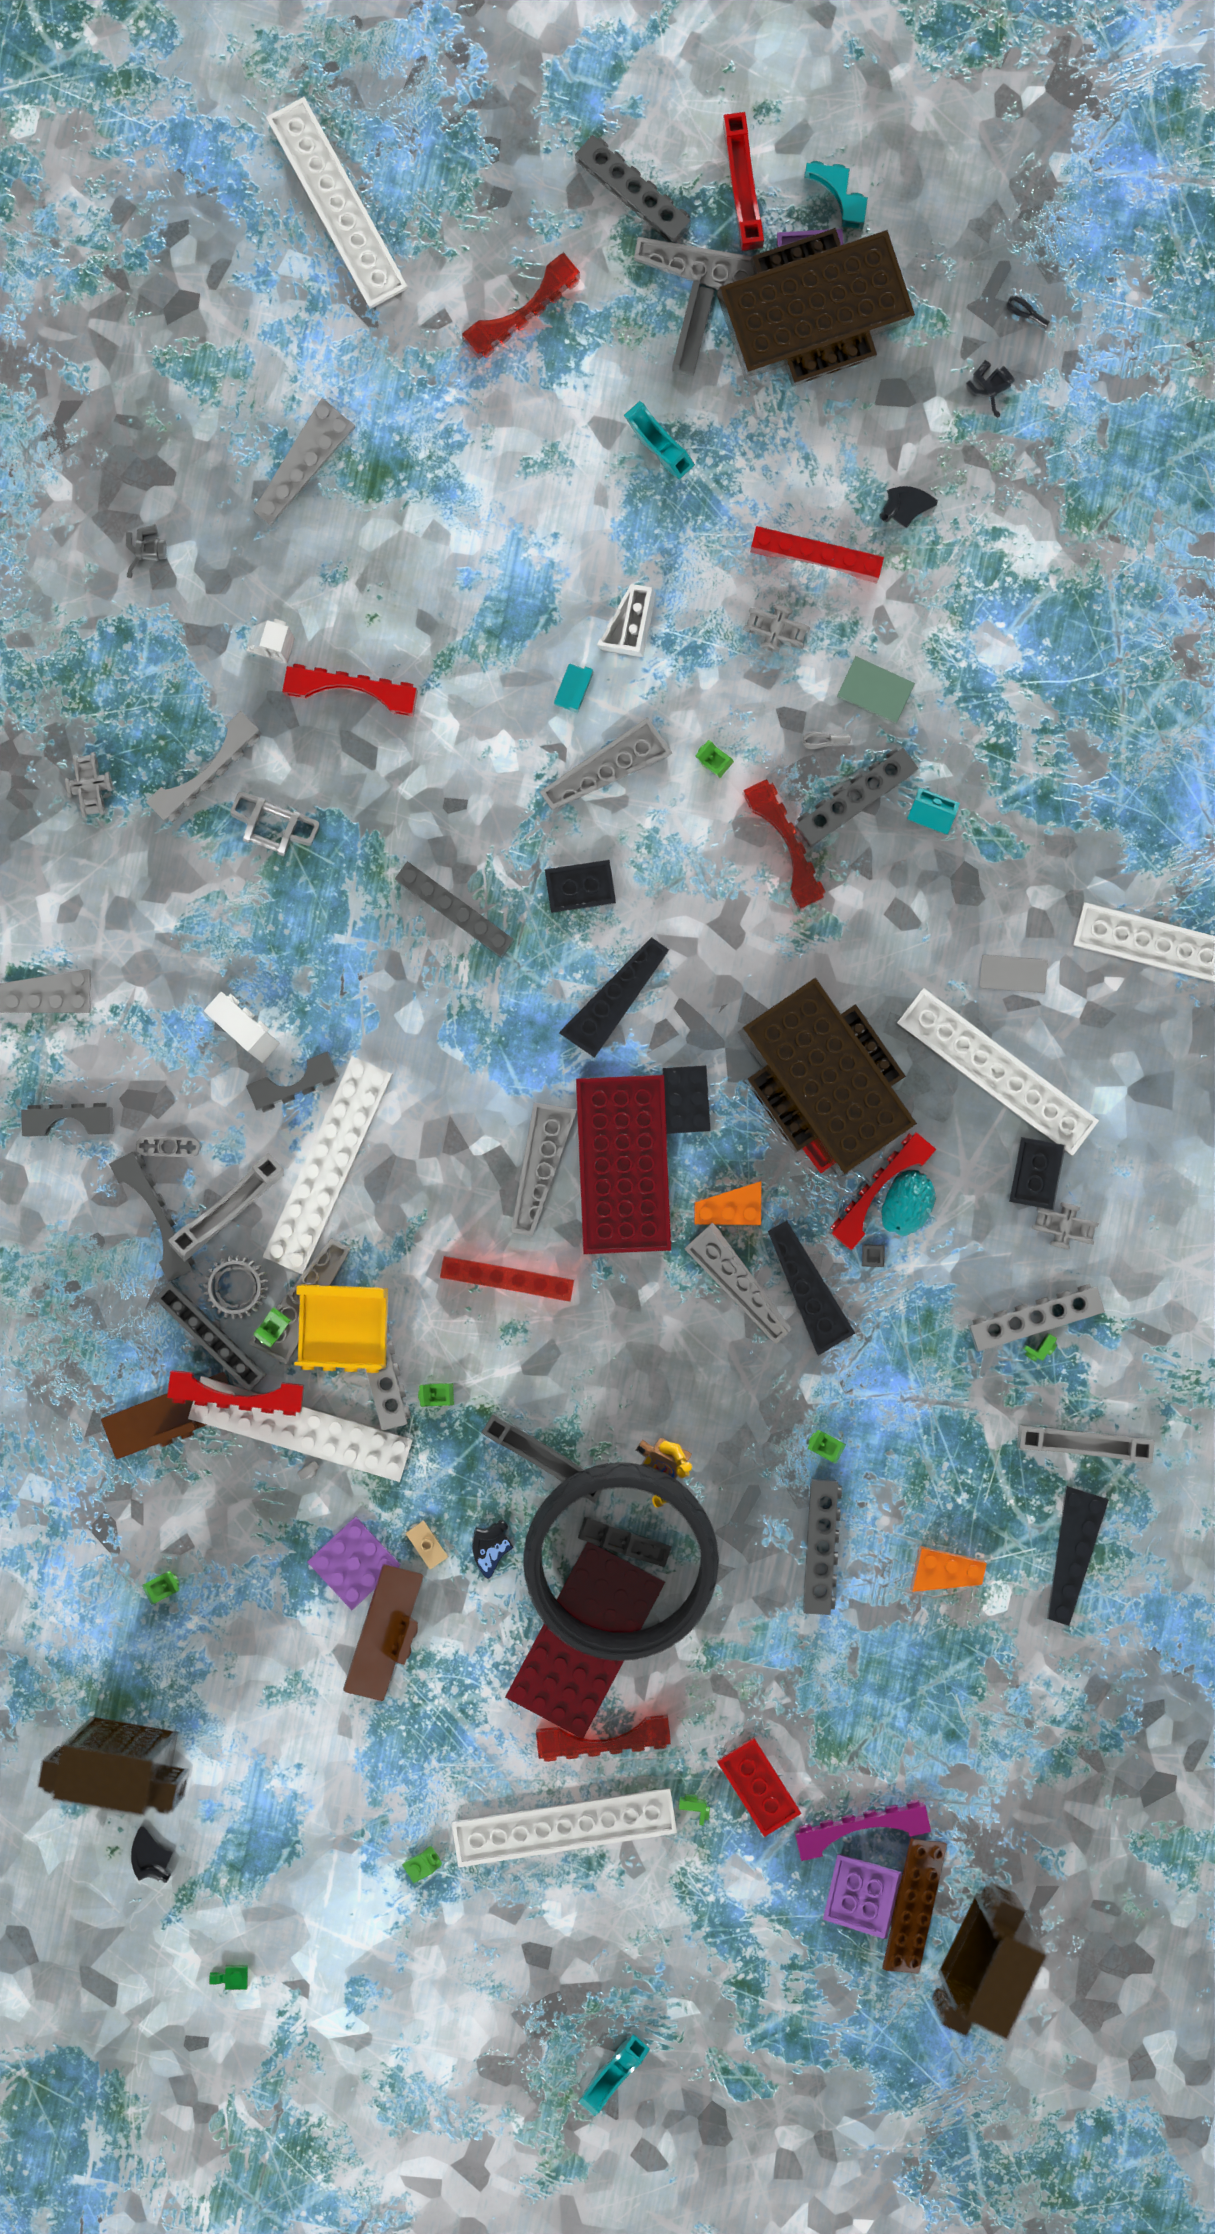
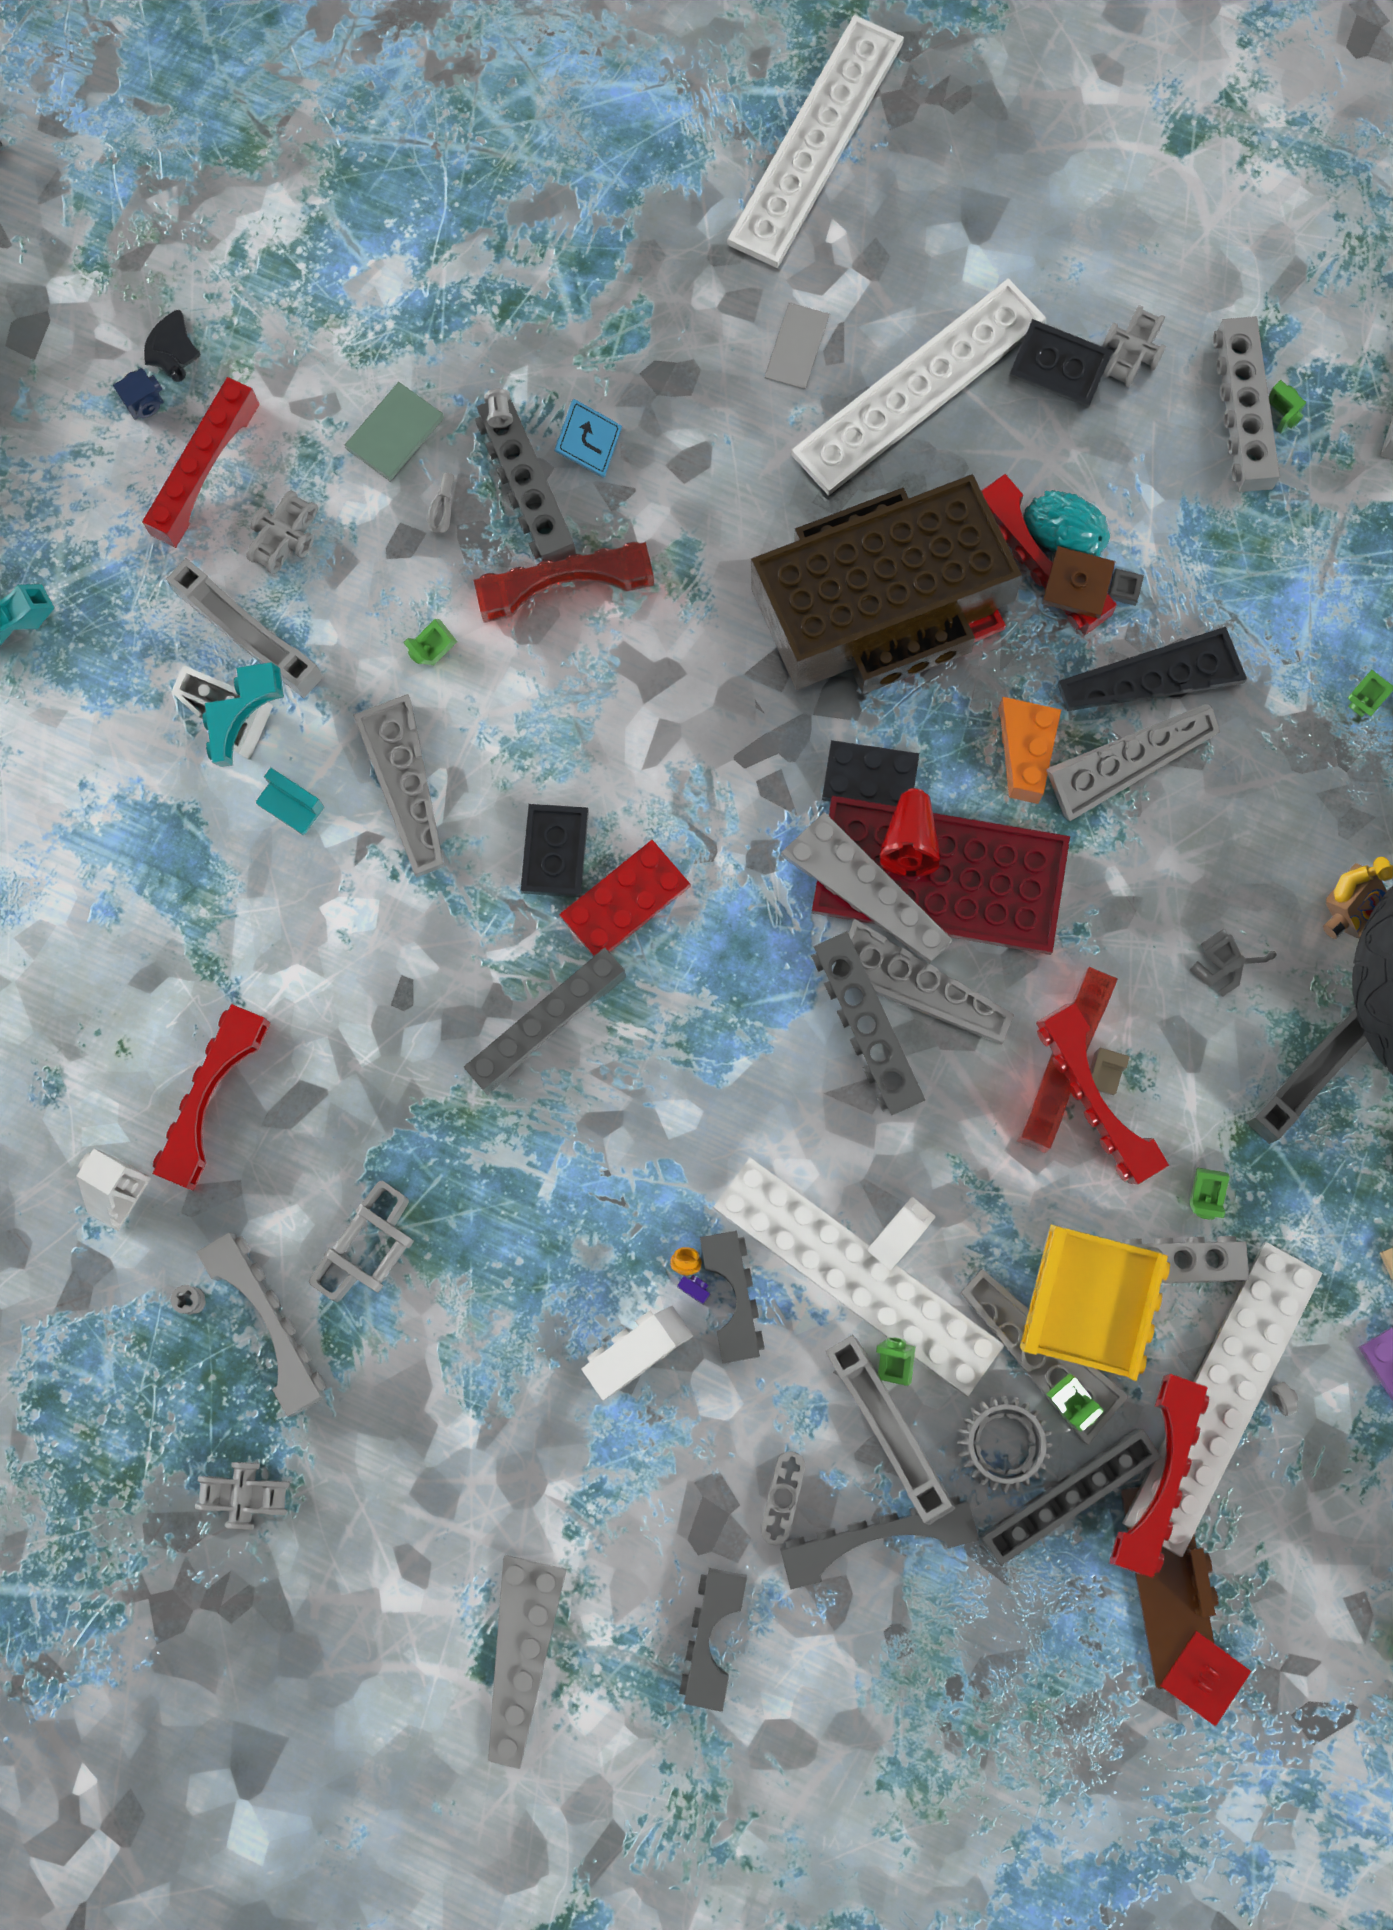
camera: 75 degrees left, 10 degrees down
(114, 1449) = (1205, 1678): none -> red piece
(206, 706) = (179, 1303): none -> light grey bush
(274, 1203) = (896, 1361): none -> bright green bracket
(293, 1056) = (694, 1288): none -> dark purple plate
(310, 1046) = (686, 1261): none -> light orange plate
(362, 1189) = (901, 1233): none -> white brick
(507, 1308) = (1107, 1069): none -> dark tan panel
(522, 1272) = (1066, 1036): none -> red arch
(548, 1107) = (842, 948): none -> dark grey brick
(556, 944) = (625, 899): none -> red plate
(602, 1014) = (727, 852): black wing -> none
(606, 1101) = (846, 870): none -> light grey wing
(610, 1376) = (1224, 953): none -> dark grey piece
(617, 629) = (224, 718): none -> teal arch
(643, 1136) = (911, 836): none -> red cone
(694, 622) = (242, 628): none -> light grey arch
(860, 1218) = (1078, 582): none -> reddish brown plate
(861, 493) = (139, 393): none -> dark blue brick
(899, 835) = (588, 438): none -> dark azure piece
(901, 764) = (498, 407): none -> light grey bush
(933, 811) = (568, 383): teal panel -> none
(997, 382) = (50, 208): black piece -> none

